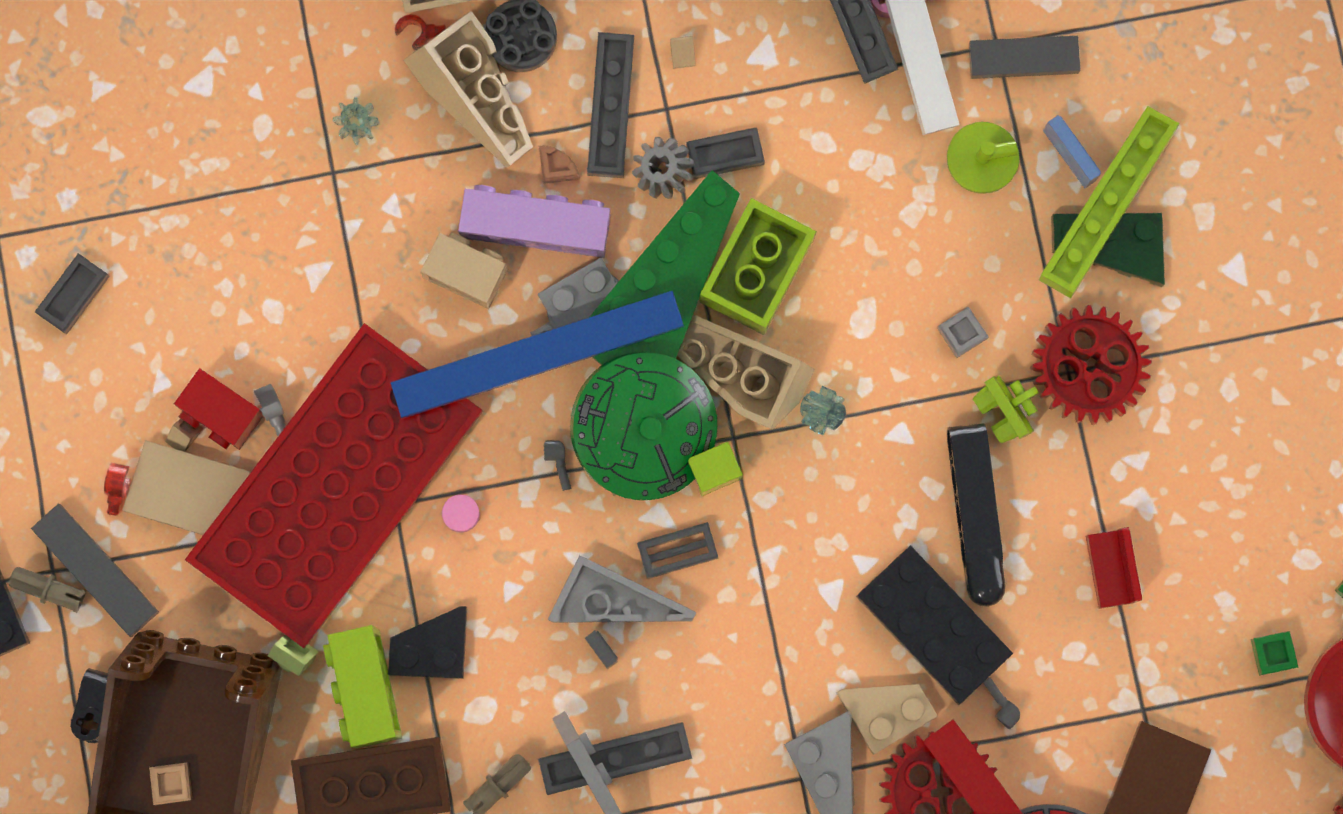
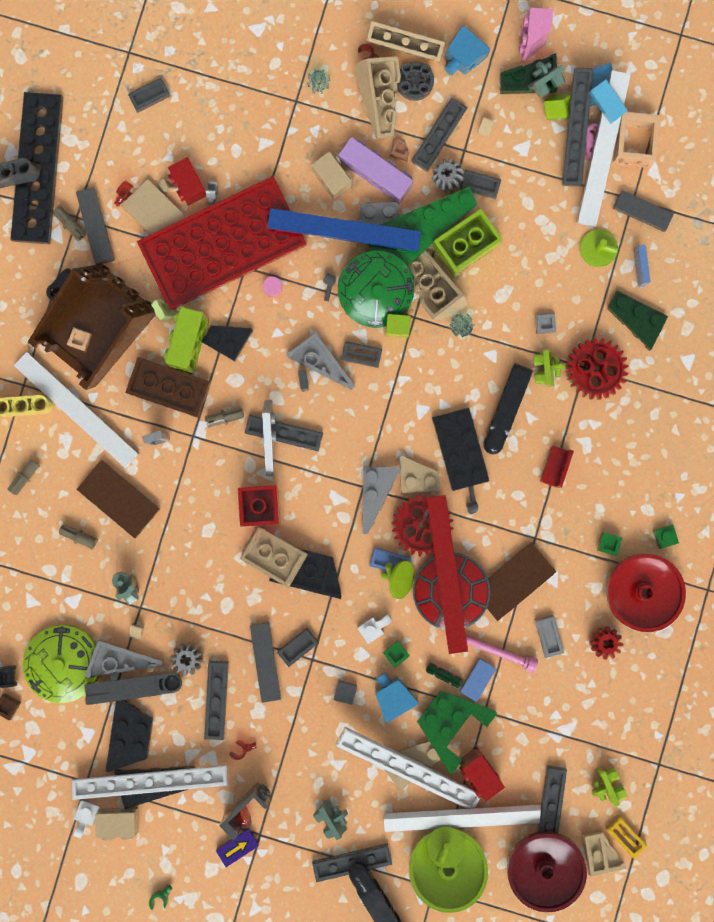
camera: 35 degrees right, 5 degrees up
(1108, 202) = (646, 297): lime plate -> none

